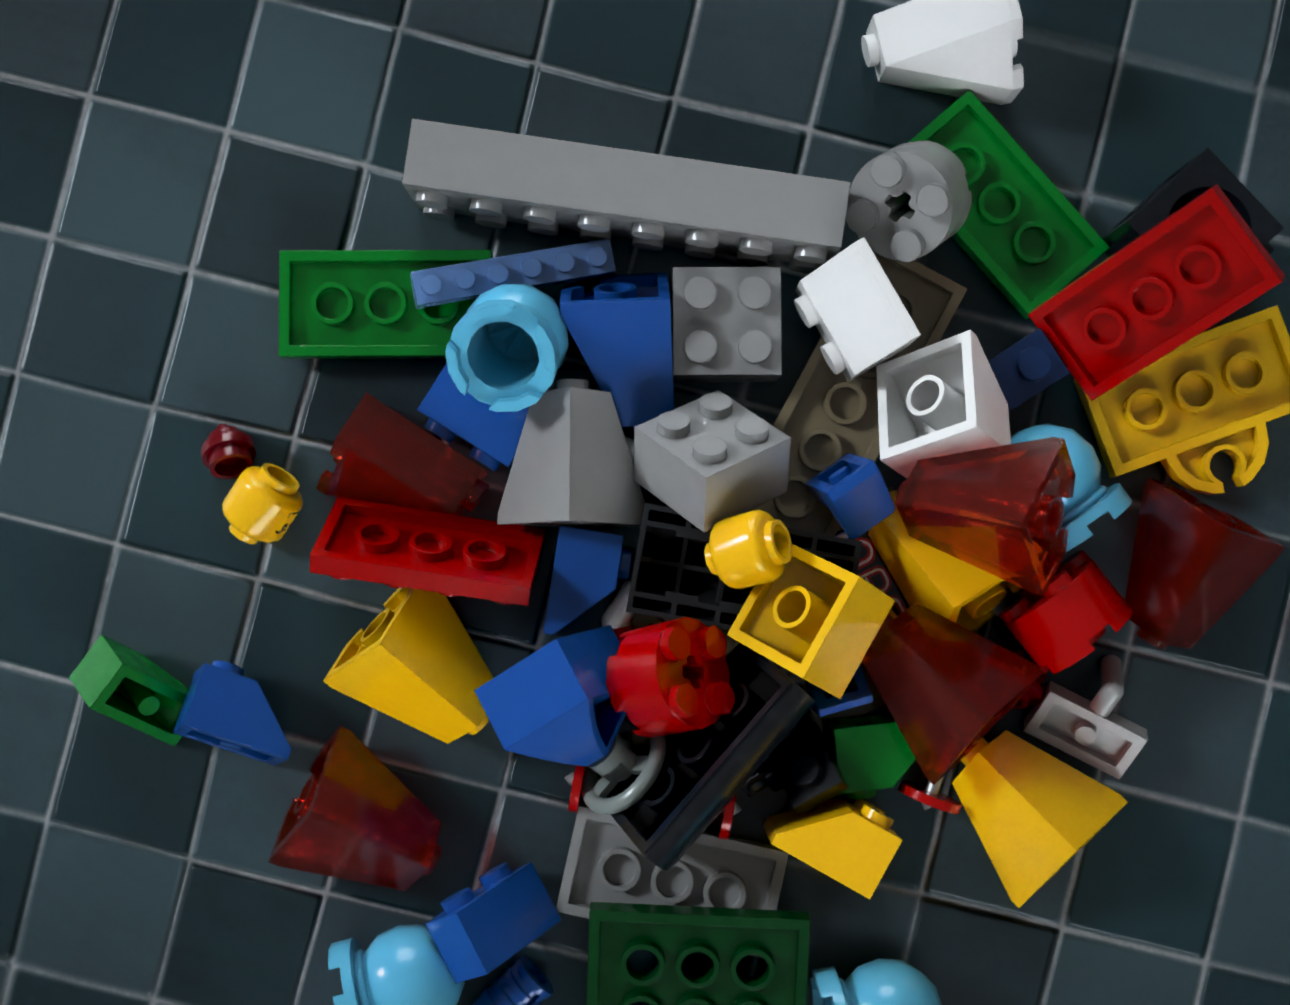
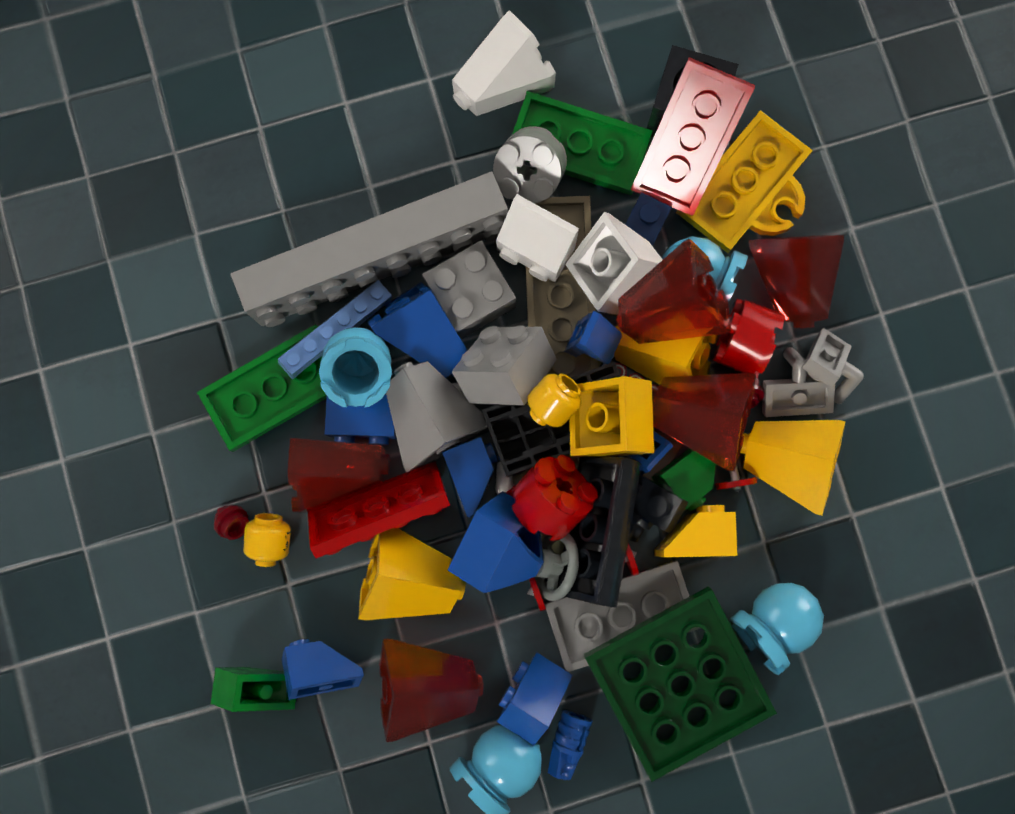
camera: 30 degrees left, 5 degrees down
(1153, 710) = (828, 362): none -> light grey plate

